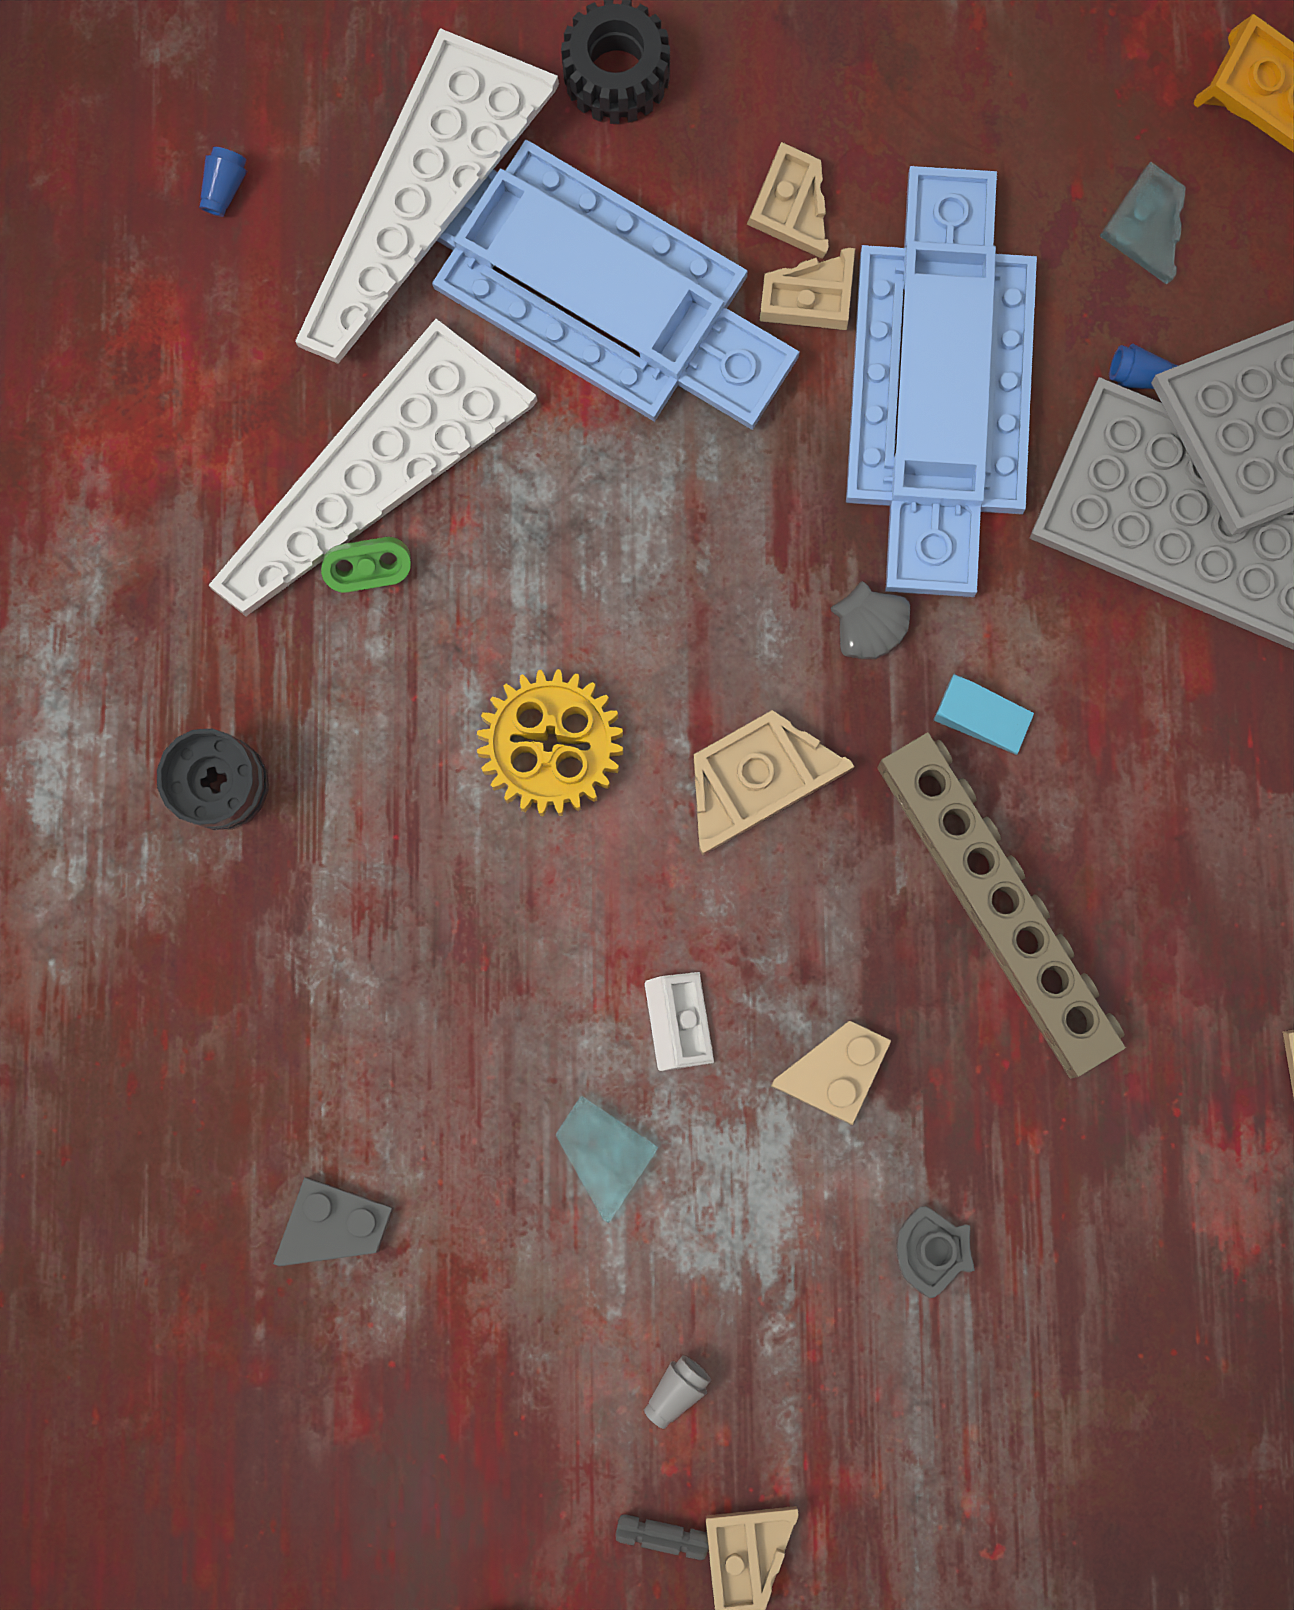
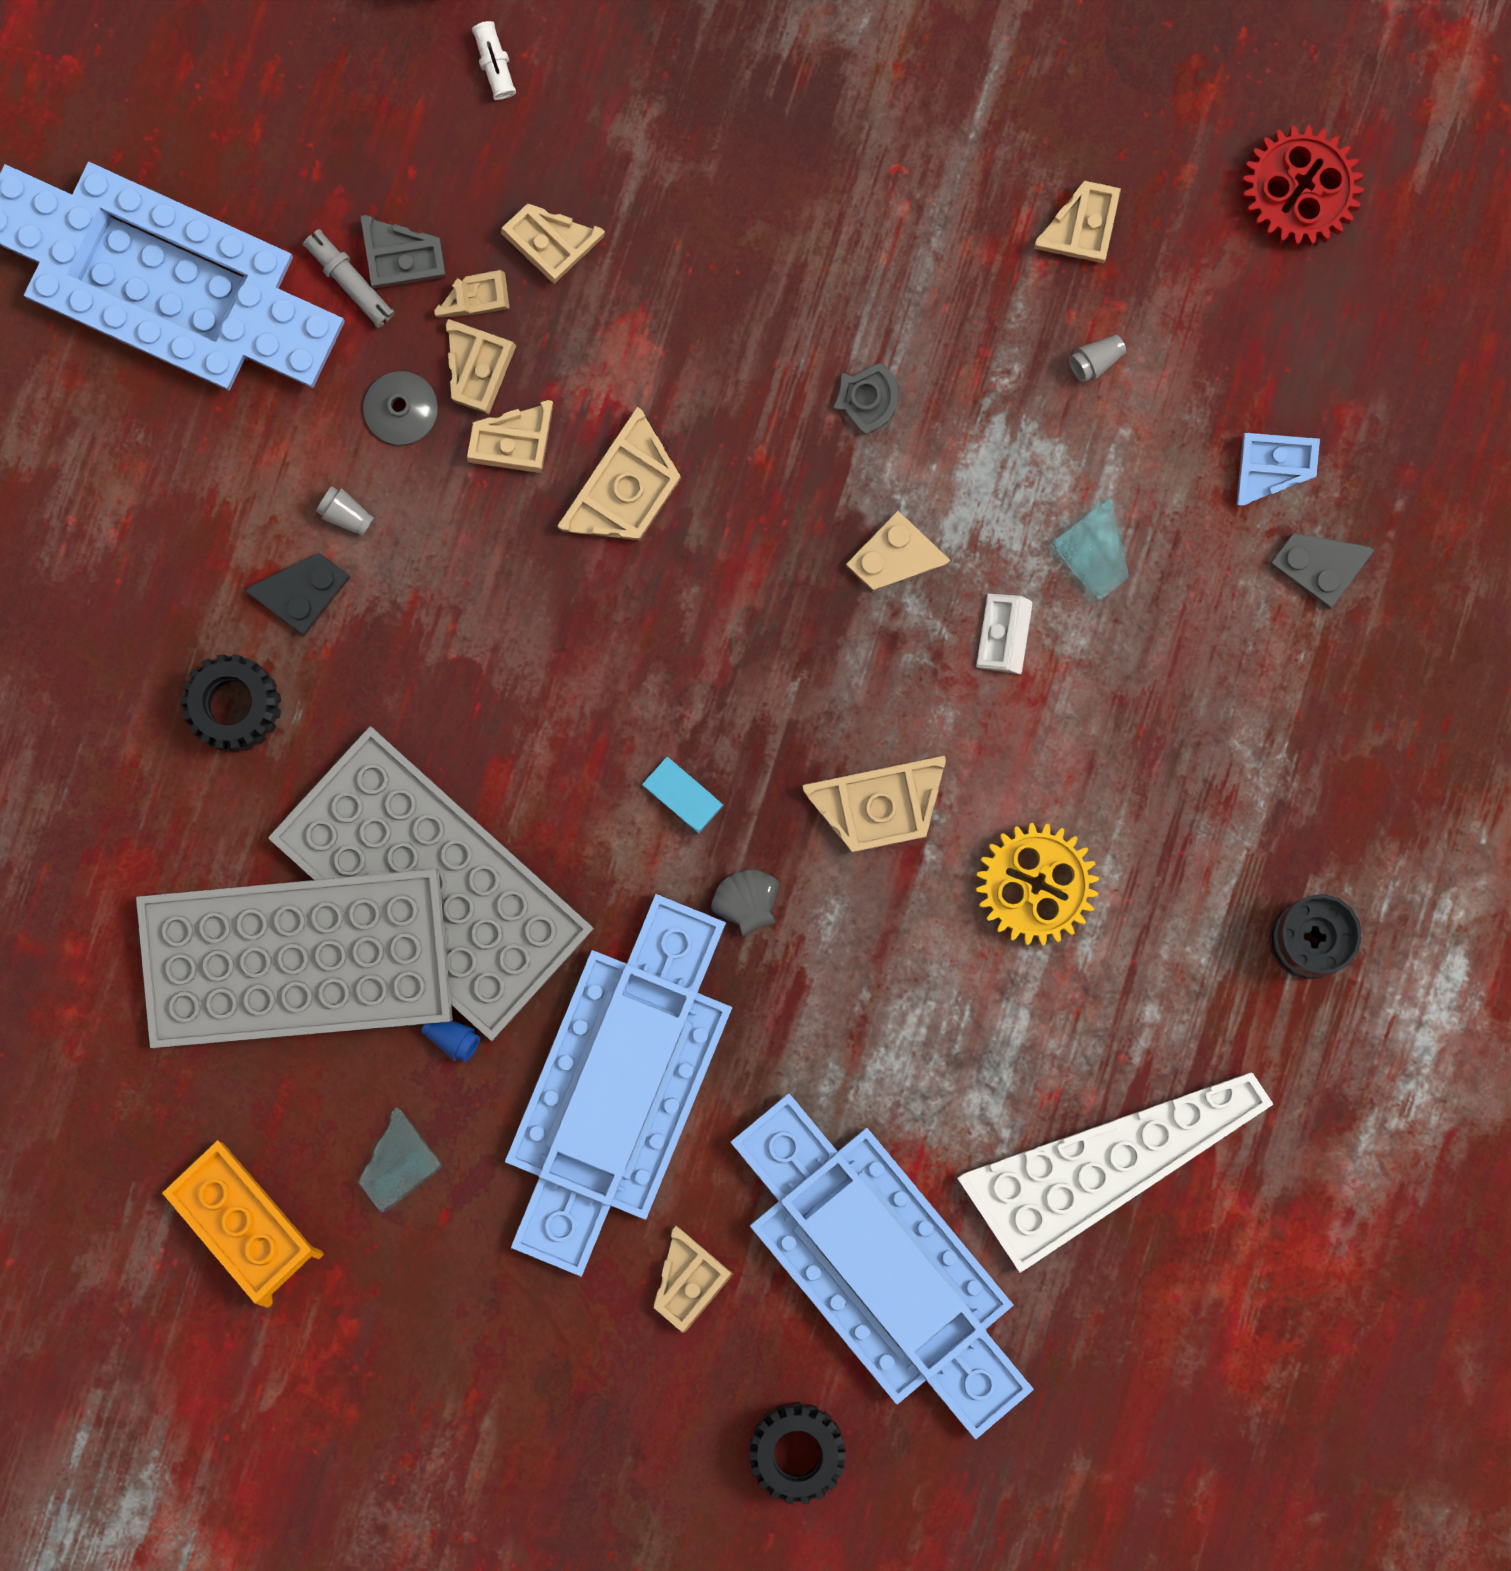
camera: 165 degrees left, 5 degrees up
(221, 180) = (1163, 1459): blue cone -> none
(367, 568) = (1139, 1080): bright green plate -> none
(423, 1331) = (1274, 464): none -> light blue wing
(445, 144) = (966, 1419): white wing -> none
(662, 1537) = (1141, 258): dark grey axle -> none
(810, 293) = (700, 1194): tan wing -> none
(999, 931) = (705, 508): dark tan brick -> none
(1180, 1049) = (625, 486): none -> tan wing

